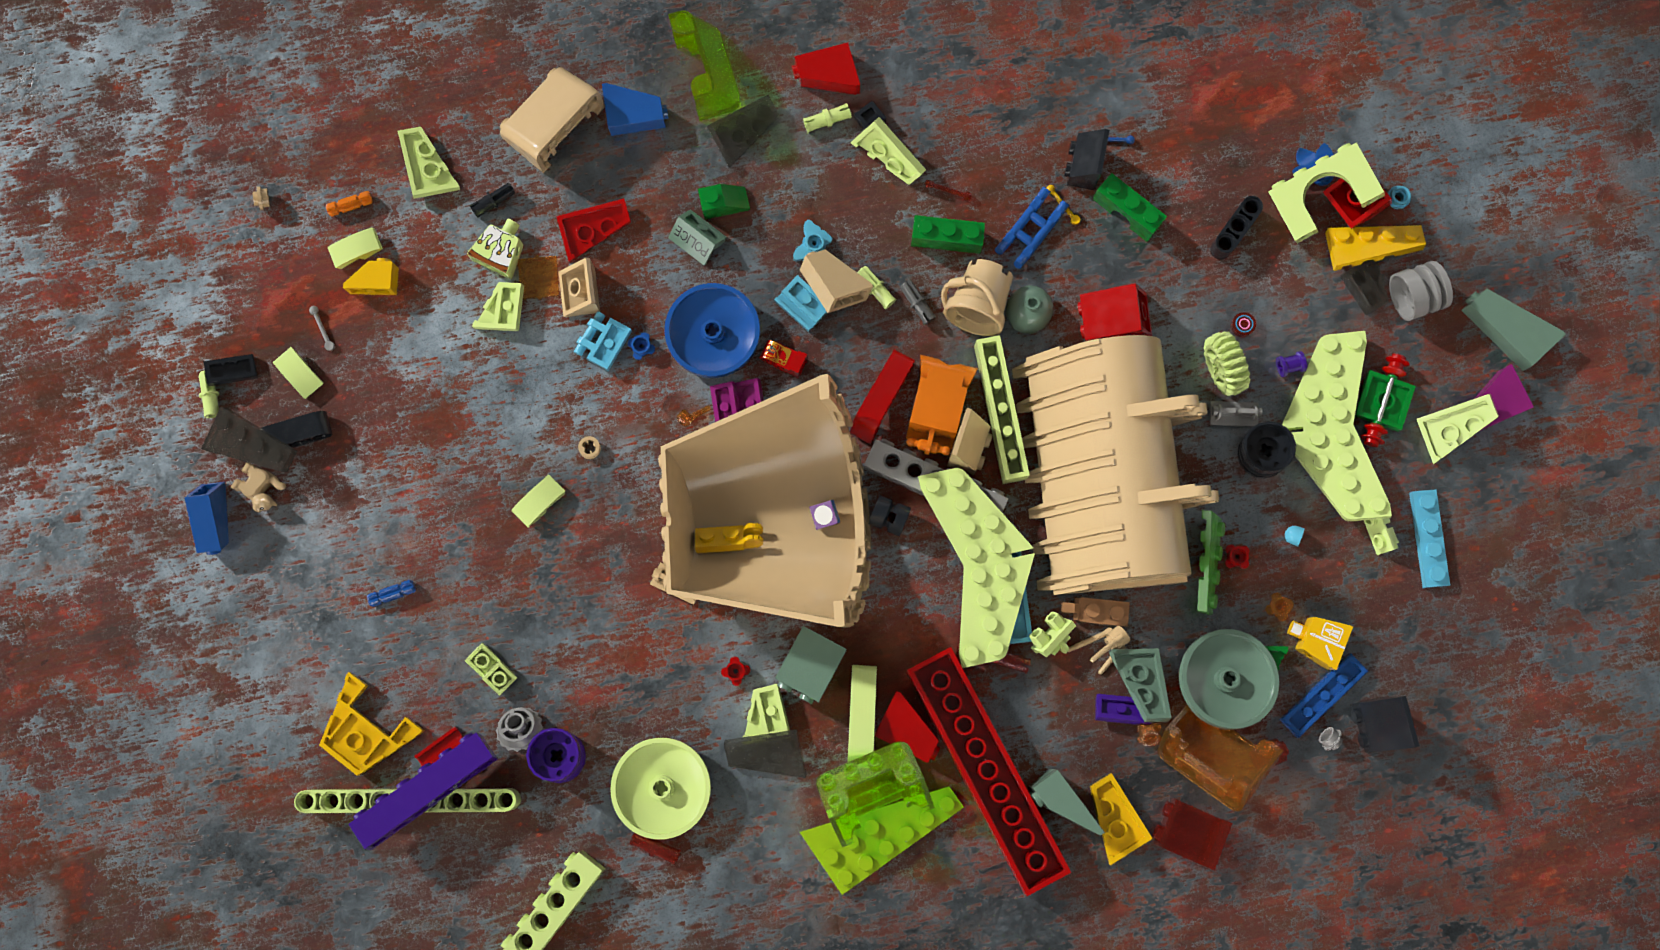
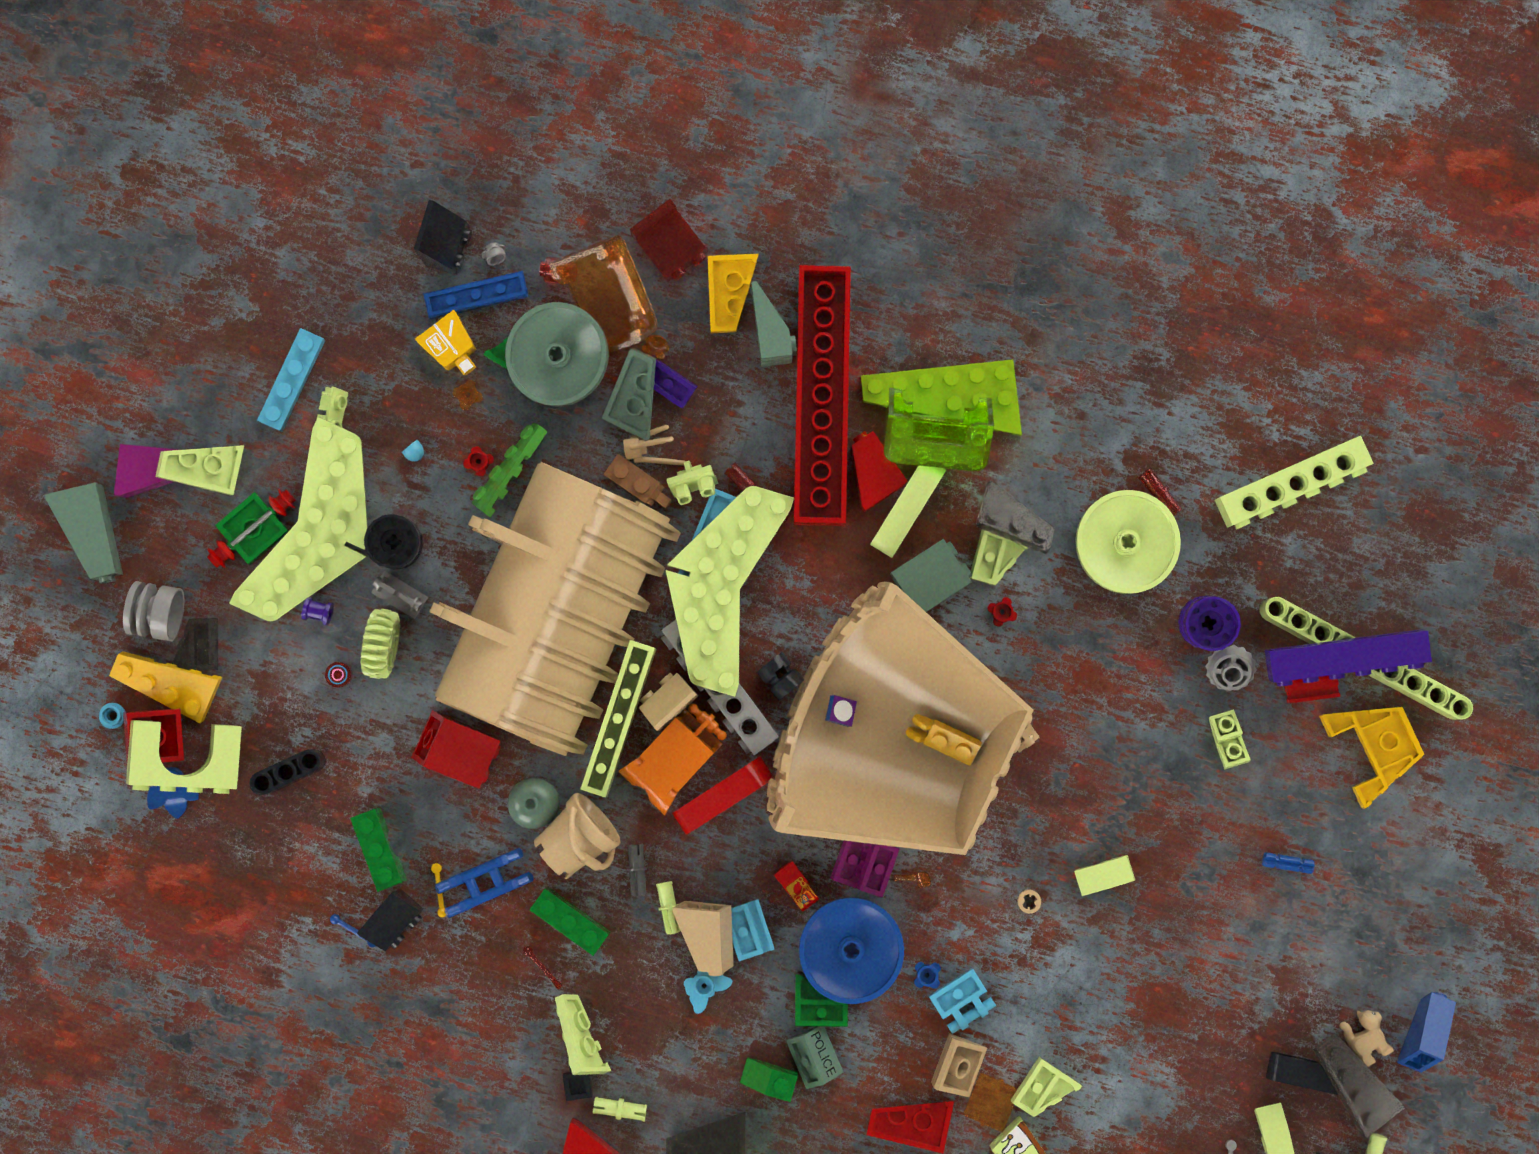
camera: 155 degrees left, 5 degrees up
(715, 270) = (815, 1009): none -> green wing

